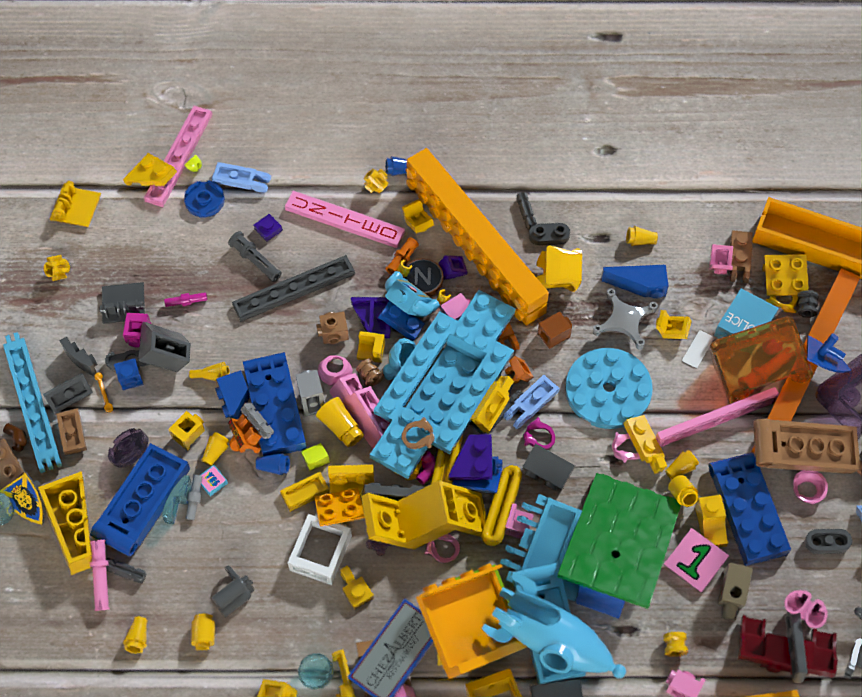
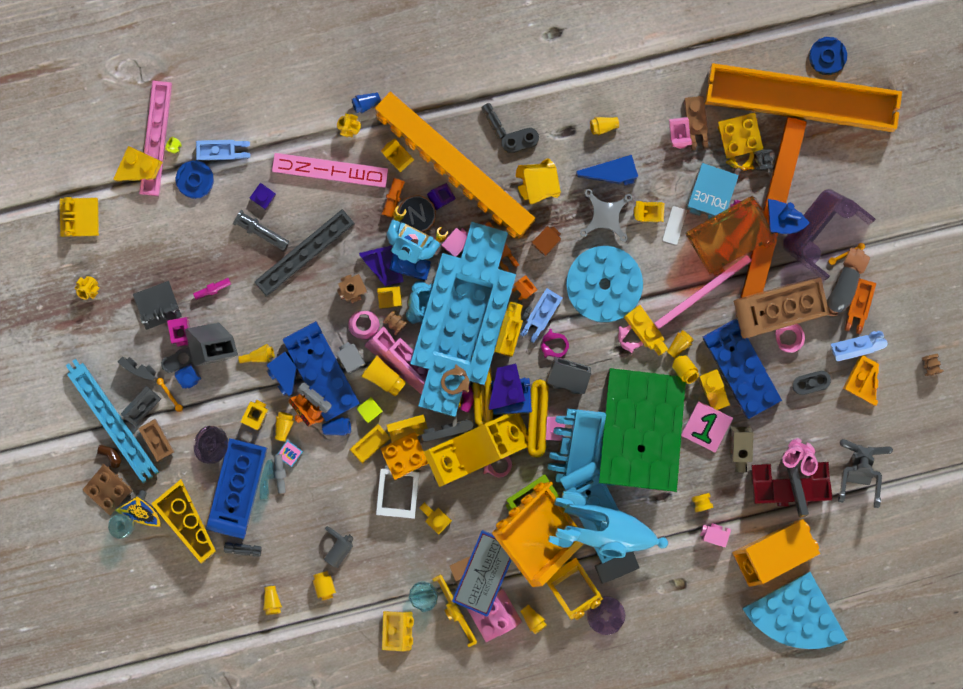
camera: 15 degrees left, 25 degrees up
(99, 575) = (222, 553): bright pink pin -> none

